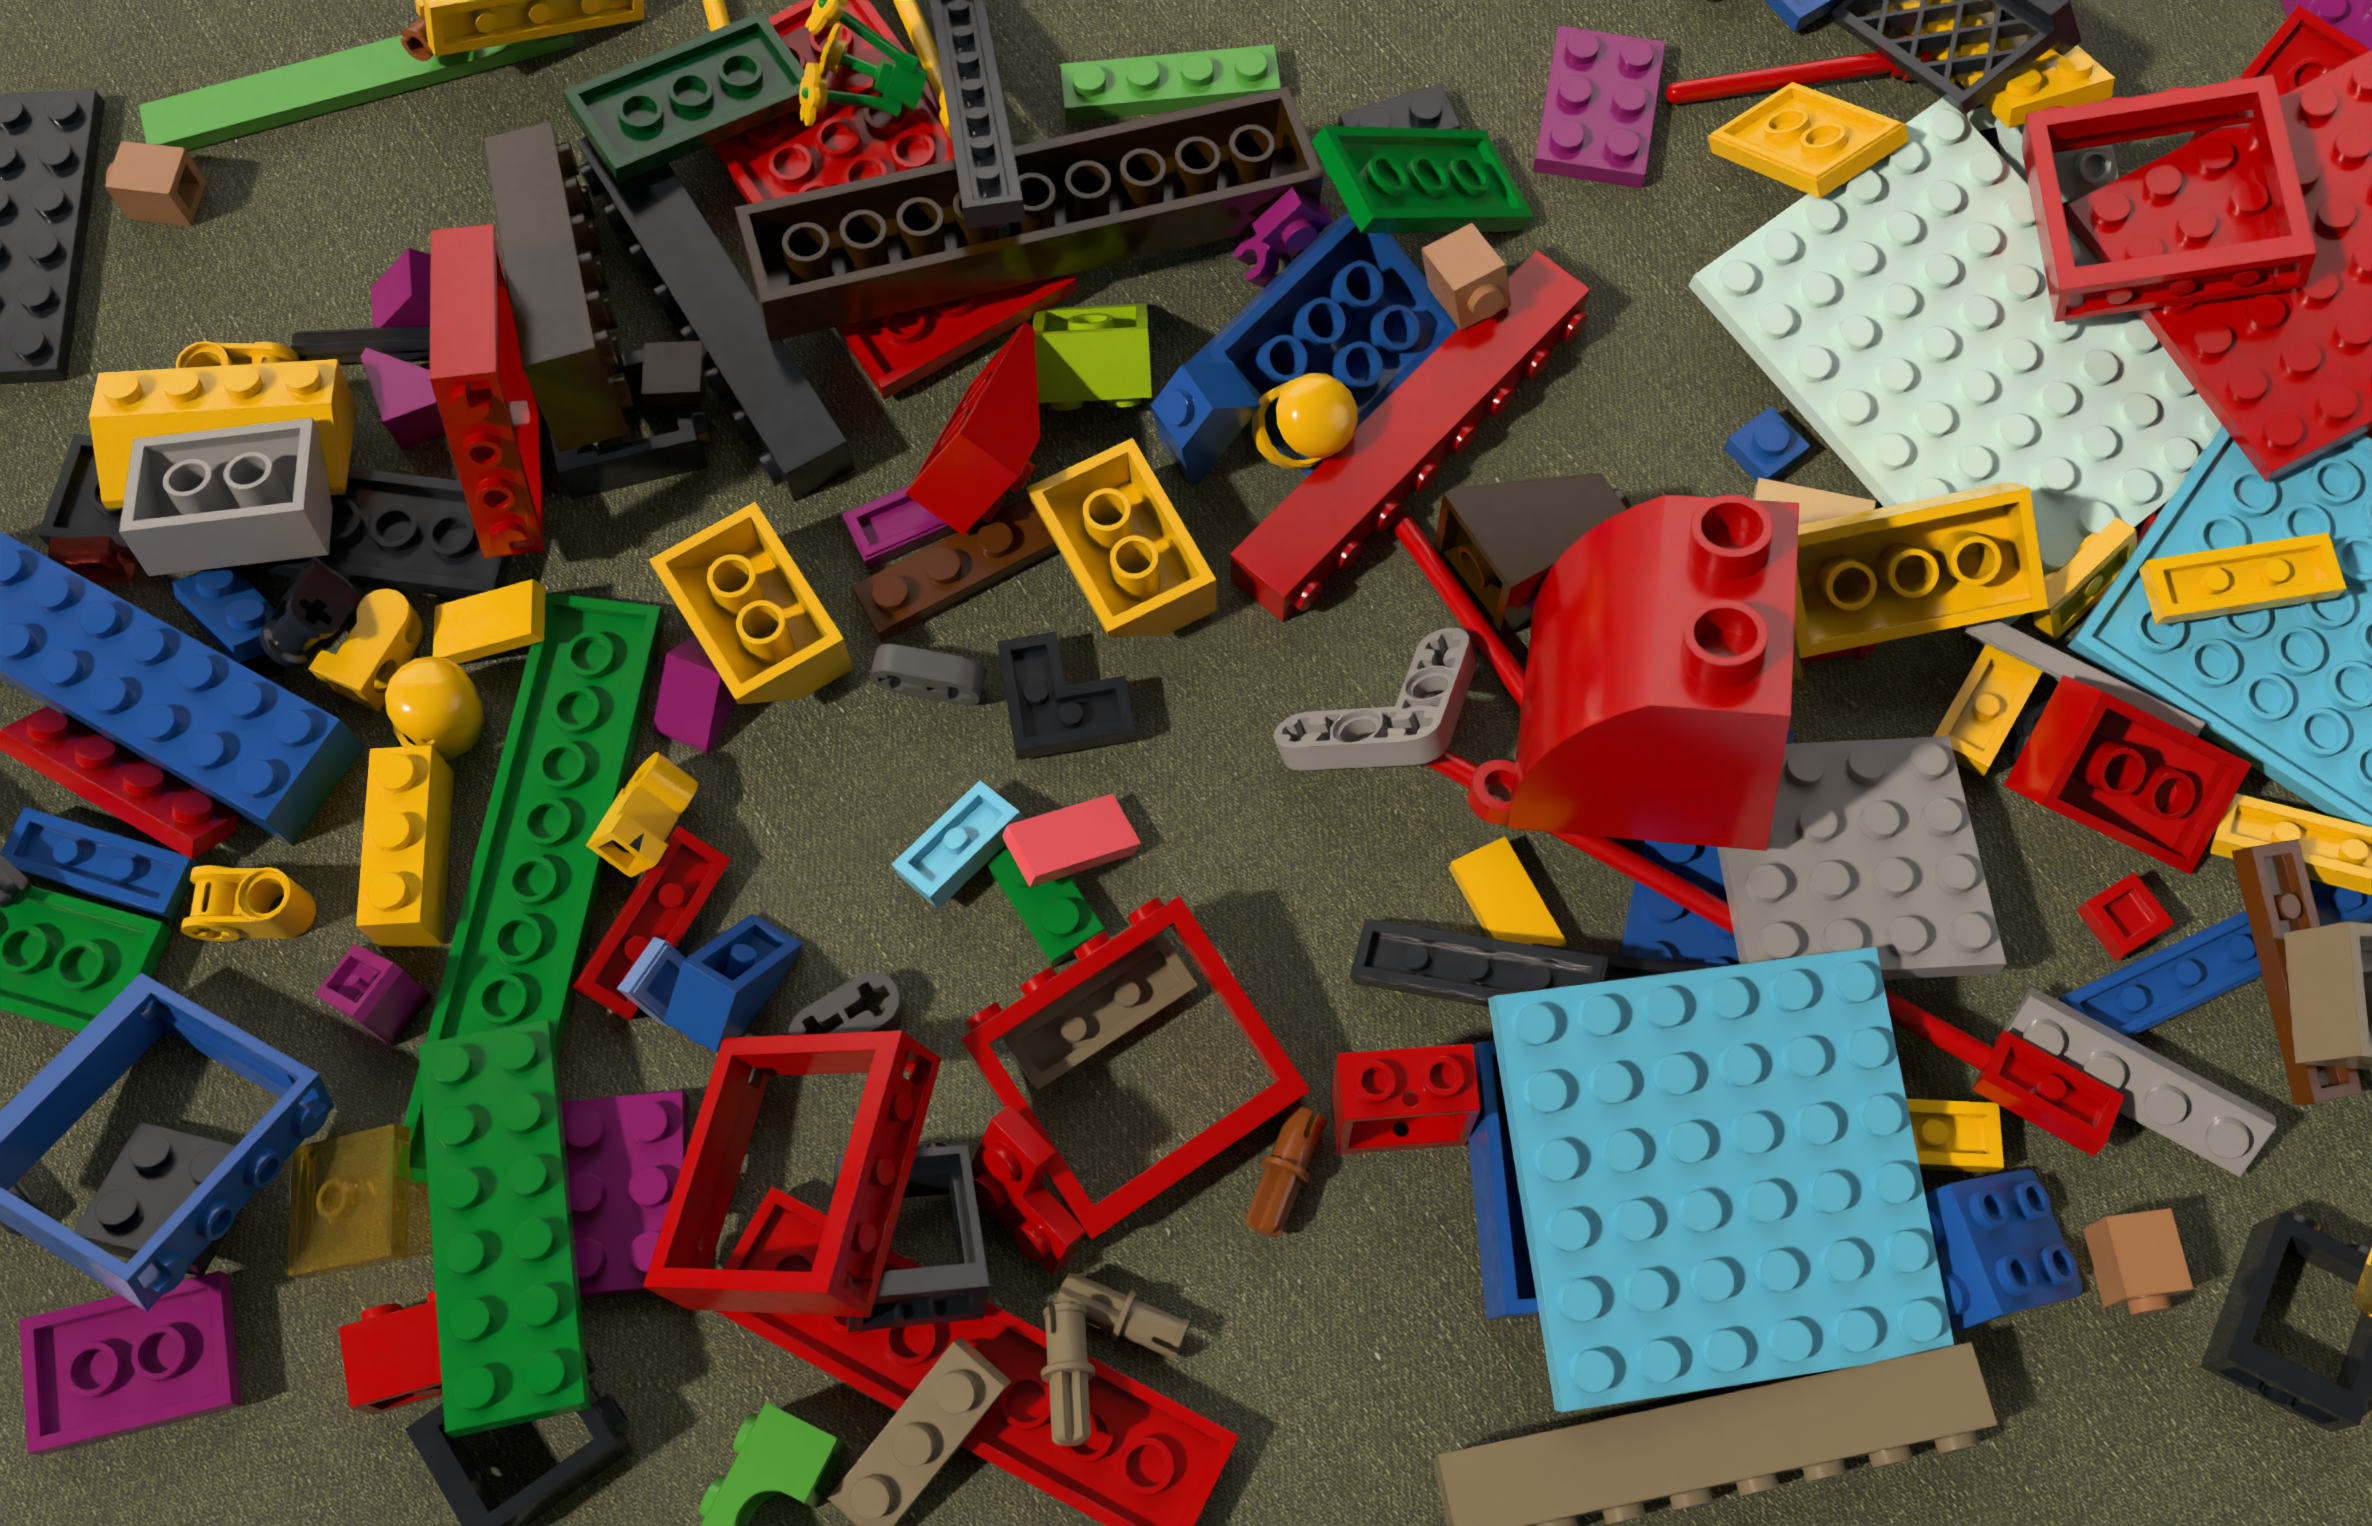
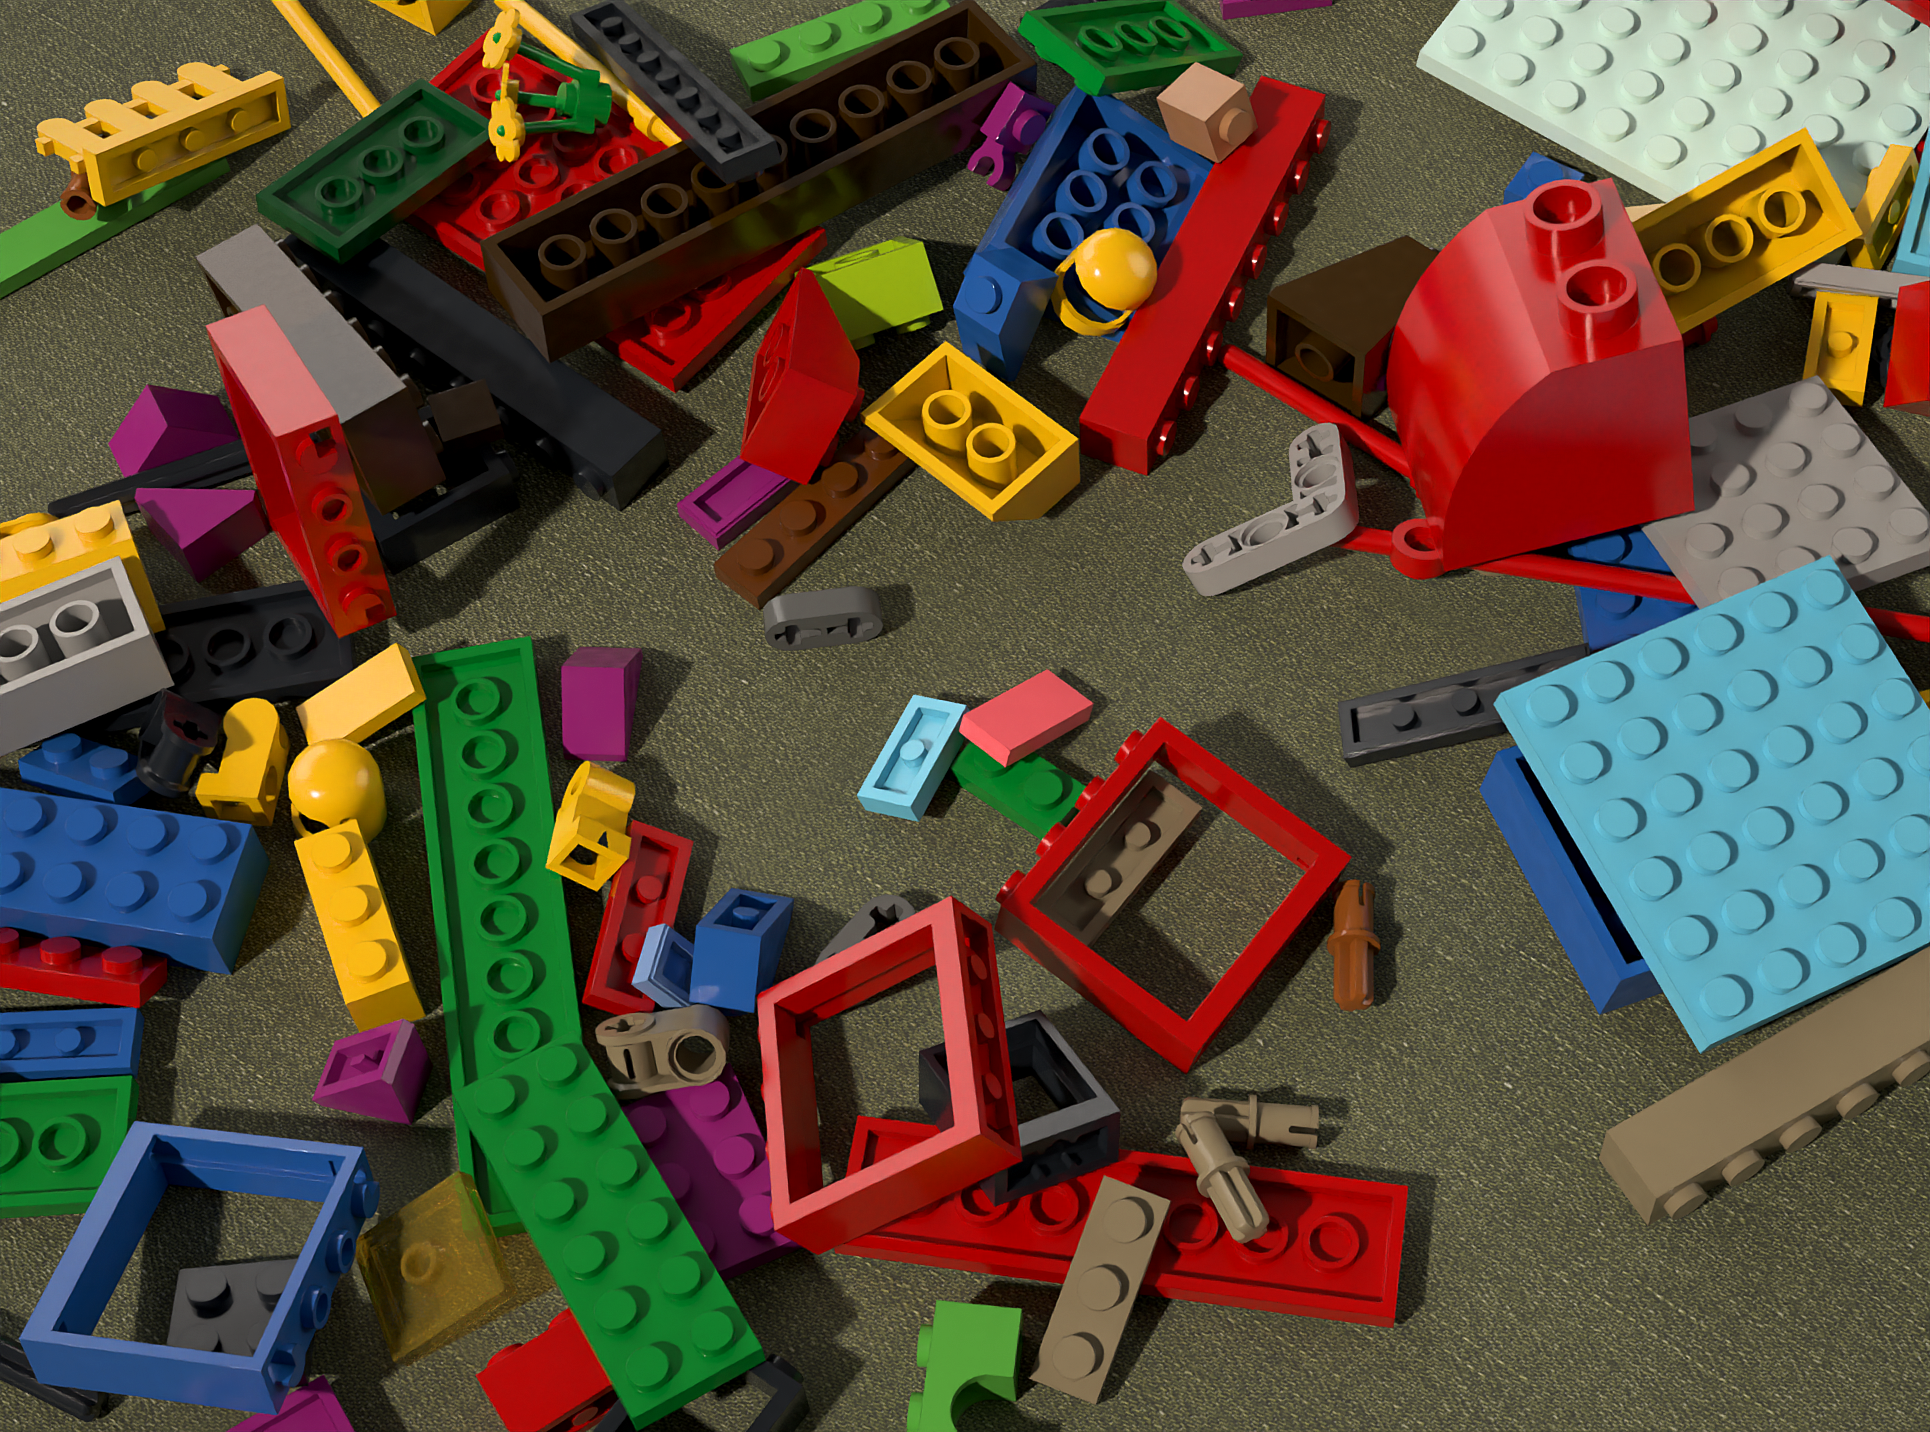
camera: 15 degrees left, 10 degrees down
(237, 903) = (206, 1034): yellow piece -> none
(627, 1063) = (649, 1051): none -> dark tan piece
(753, 610) = (633, 602): yellow slope -> none
(1009, 1185) = (1092, 1019): red plate -> none
(1056, 716) = (957, 617): black plate -> none
(1421, 1087) = (1419, 837): red window -> none
(1504, 896) = (1454, 638): yellow tile -> none

